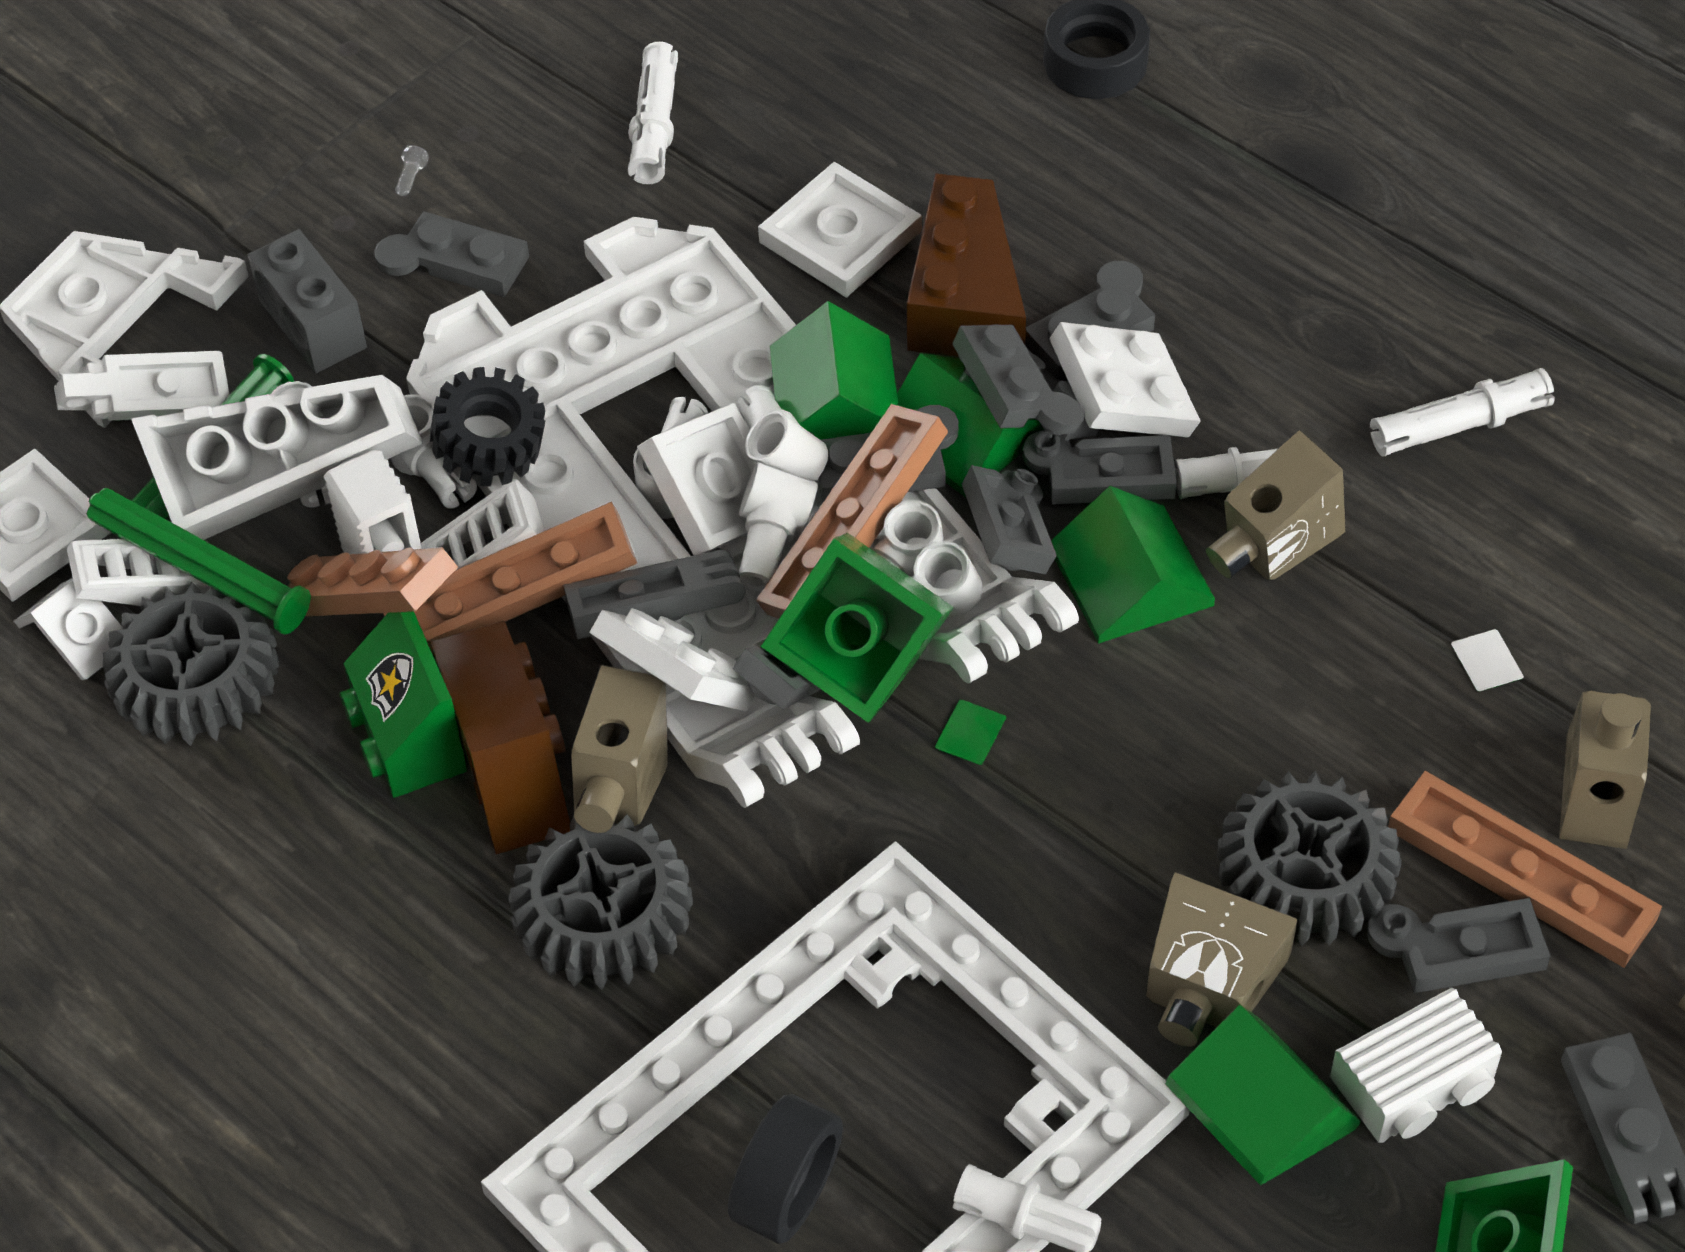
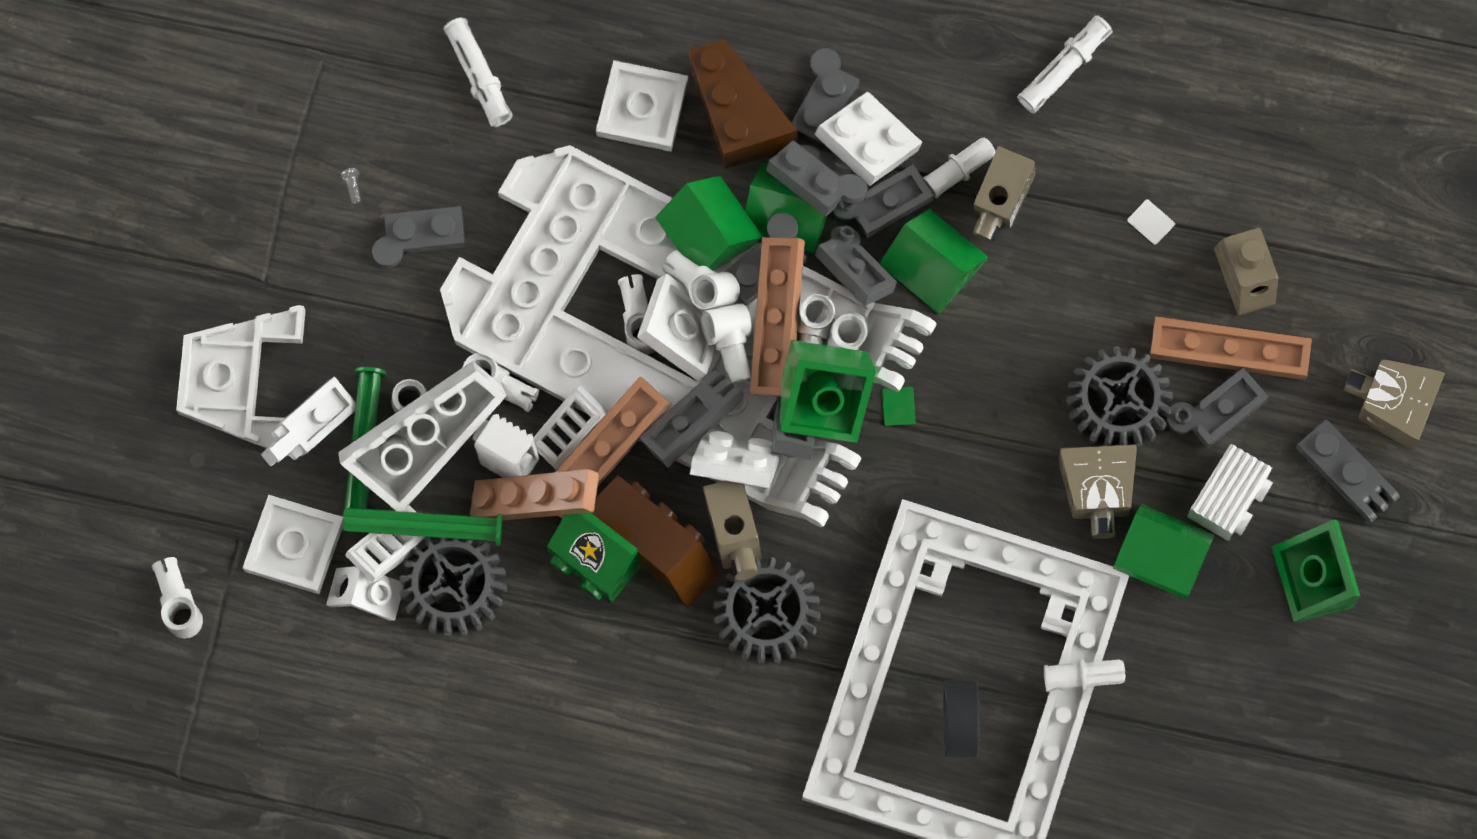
camera: 25 degrees left, 20 degrees up
(307, 300) = (360, 315): dark grey brick -> none
(493, 398) = (538, 335): black tyre -> none

